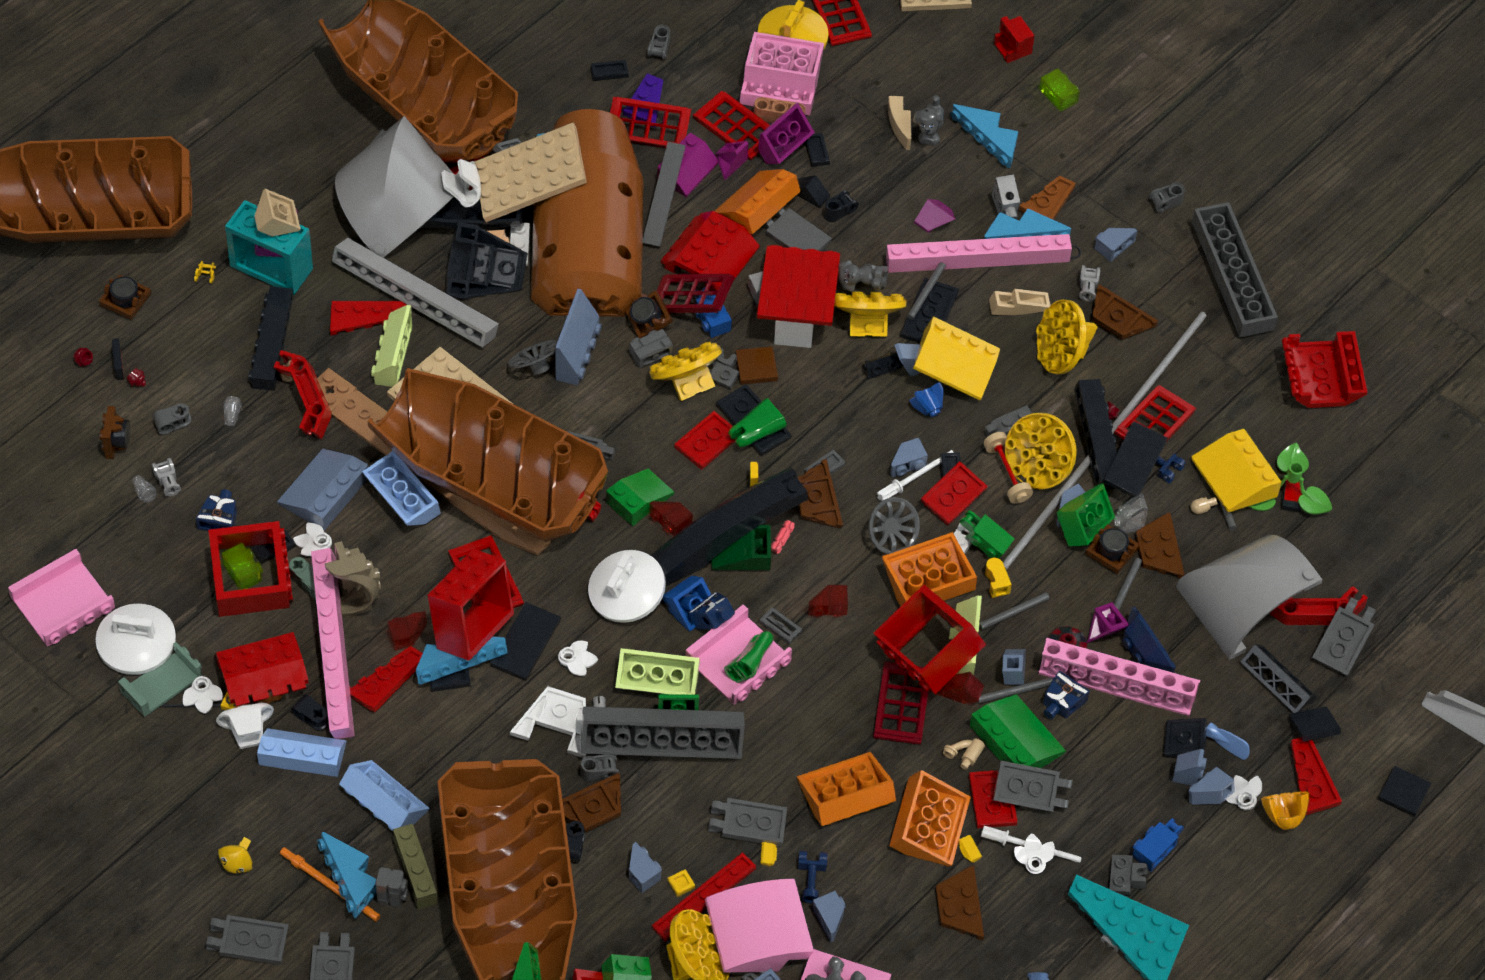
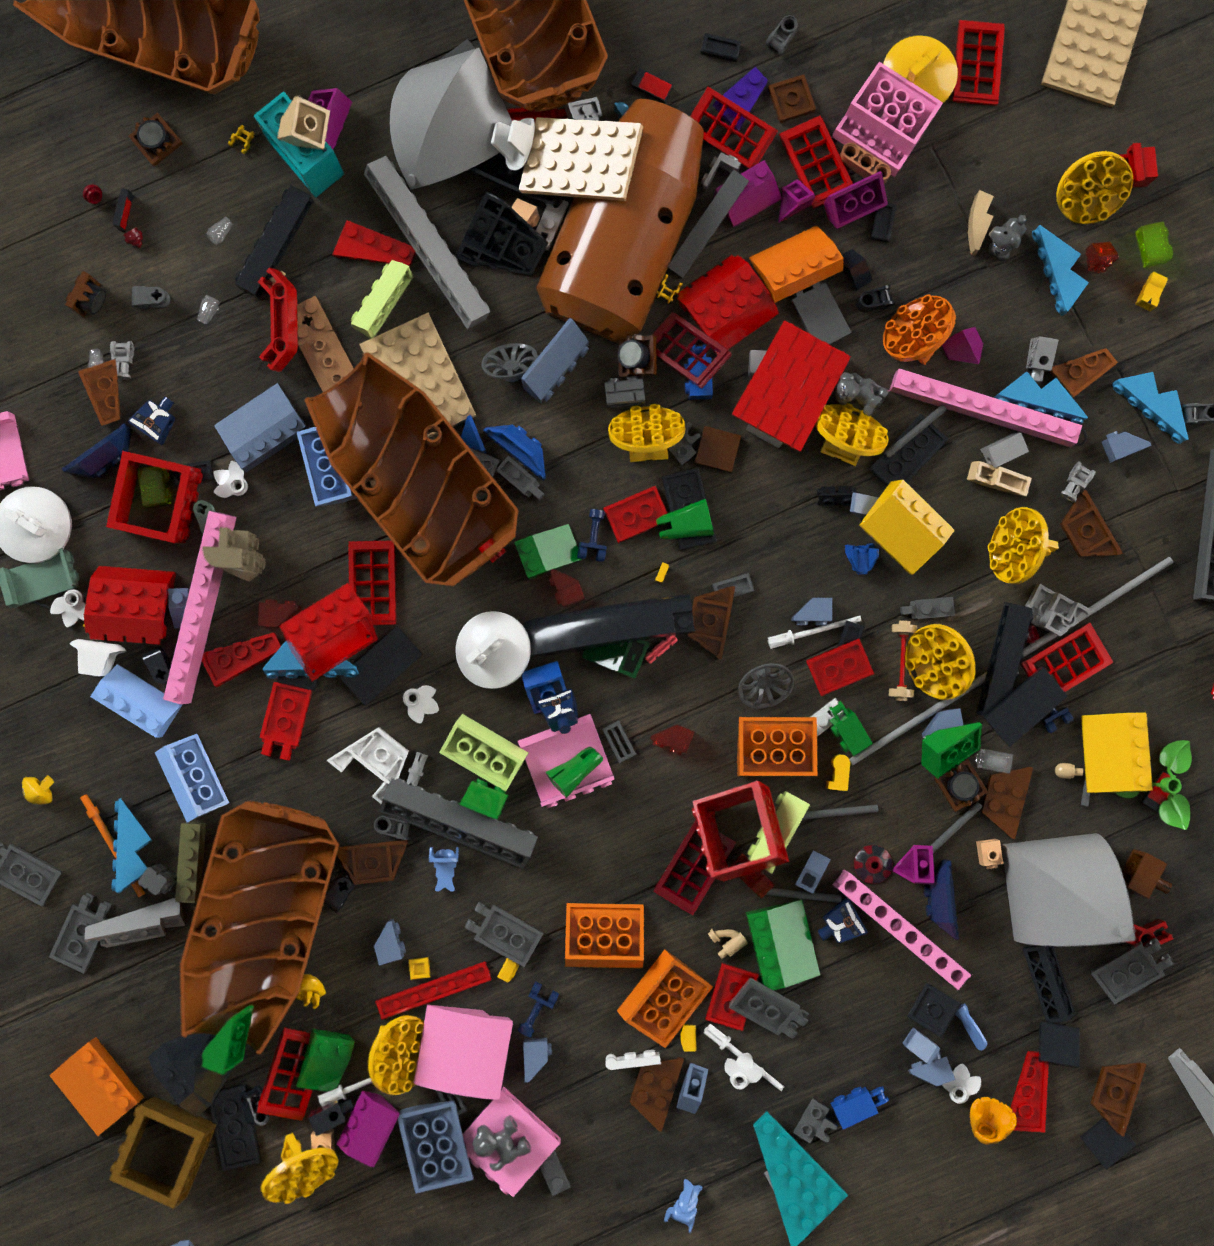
camera: 20 degrees right, 30 degrees up
(160, 501) = (102, 389): none -> dark orange wing
(179, 560) = (101, 456): none -> dark blue wedge
(215, 347) = (219, 230): none -> clear cone
(311, 655) = (177, 604): none -> sand blue slope
(387, 940) = (137, 925): none -> light grey wedge
(453, 716) = (284, 719): none -> red tile
(553, 113) = (652, 85): none -> red tile
(575, 419) = (519, 446): none -> blue wedge
(584, 934) = (311, 989): none -> yellow piece
(656, 150) = (725, 162): none -> light grey bracket
(657, 260) = (666, 288): none -> yellow piece
(664, 782) = (444, 862): none -> medium blue hair
(671, 451) = (596, 516): none -> dark blue bar
(690, 87) = (791, 98): none -> reddish brown tile
(890, 211) = (919, 329): none -> orange bracket
(924, 883) = (630, 1060): none -> white plate
(985, 61) = (1094, 187): none -> yellow bracket
(995, 887) = (692, 1088): none -> sand blue slope
(1012, 277) = (1005, 449): none -> light grey hinge
(1018, 111) = (1101, 256): none -> clear red slope
(1077, 124) = (1151, 291): none -> yellow leg
(1124, 385) = (1054, 611): none -> light grey slope
(1128, 203) = (1161, 408): none -> dark azure slope
(1167, 592) = (989, 853): none -> light nougat brick
(1312, 546) = (1143, 874): none -> reddish brown brick
(1390, 746) = (1117, 1093): none -> reddish brown wing

